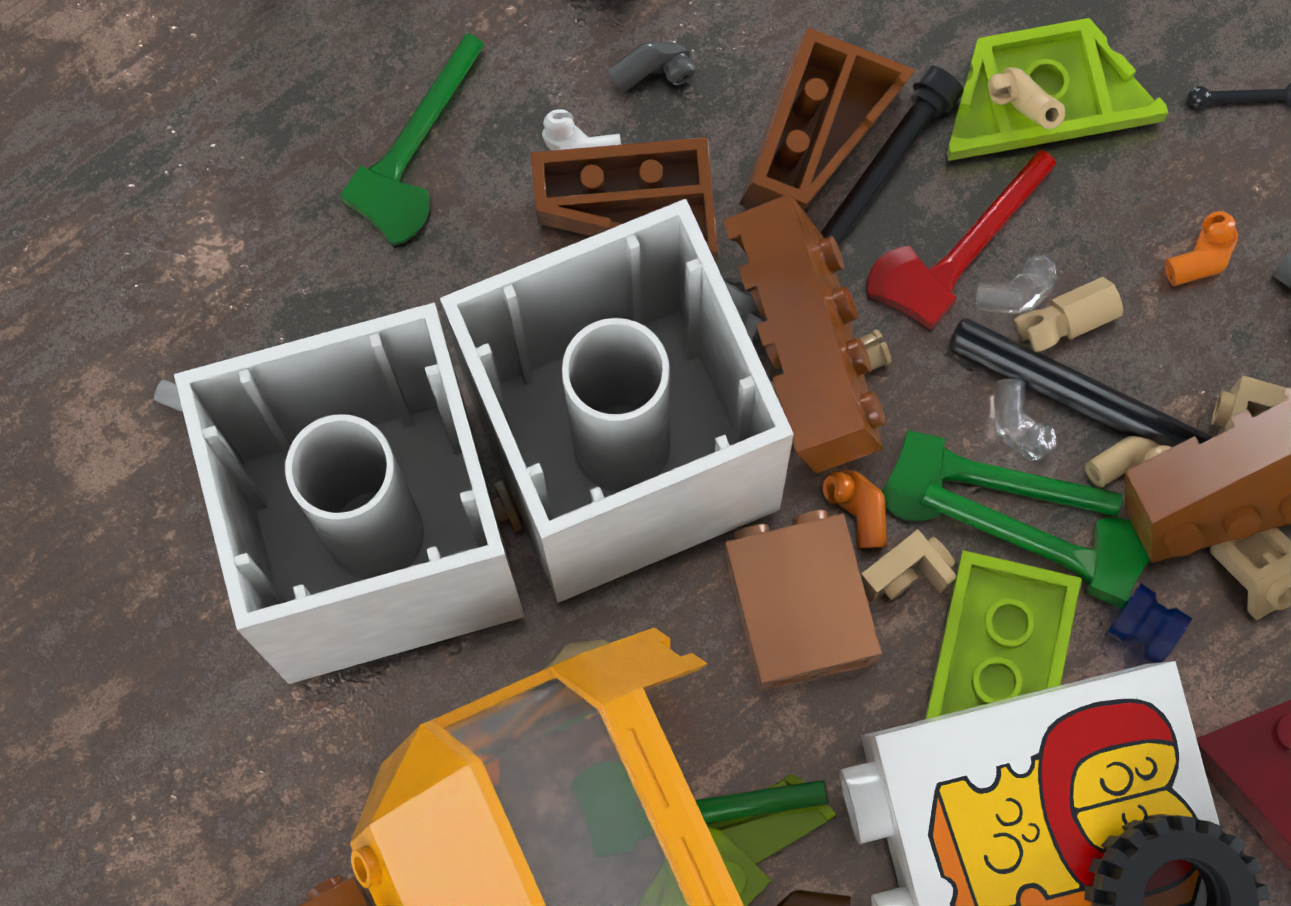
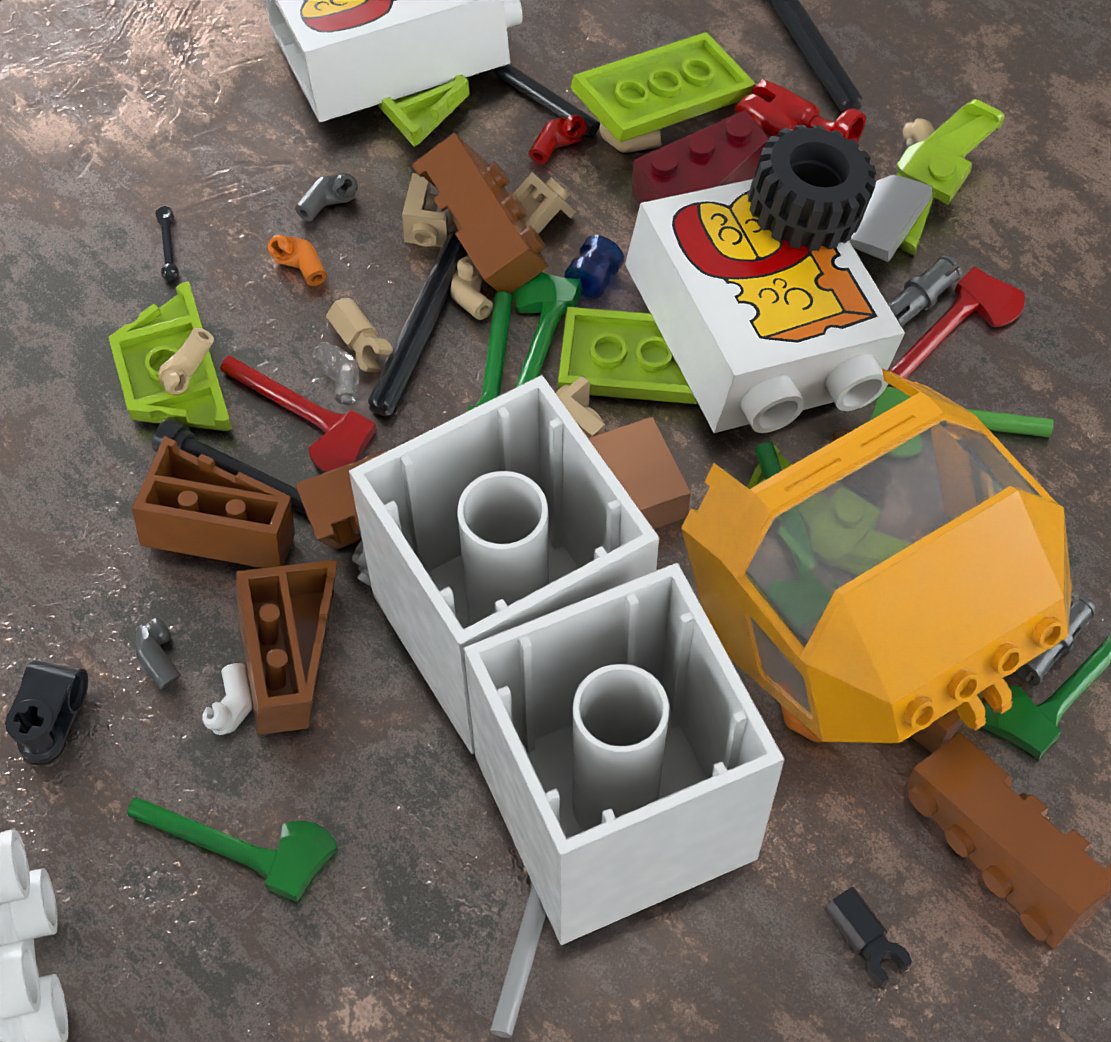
camera: 100 degrees left, 15 degrees down
(188, 791) = (866, 934): none -> black bar
(1015, 428) = (453, 362): clear arm -> none

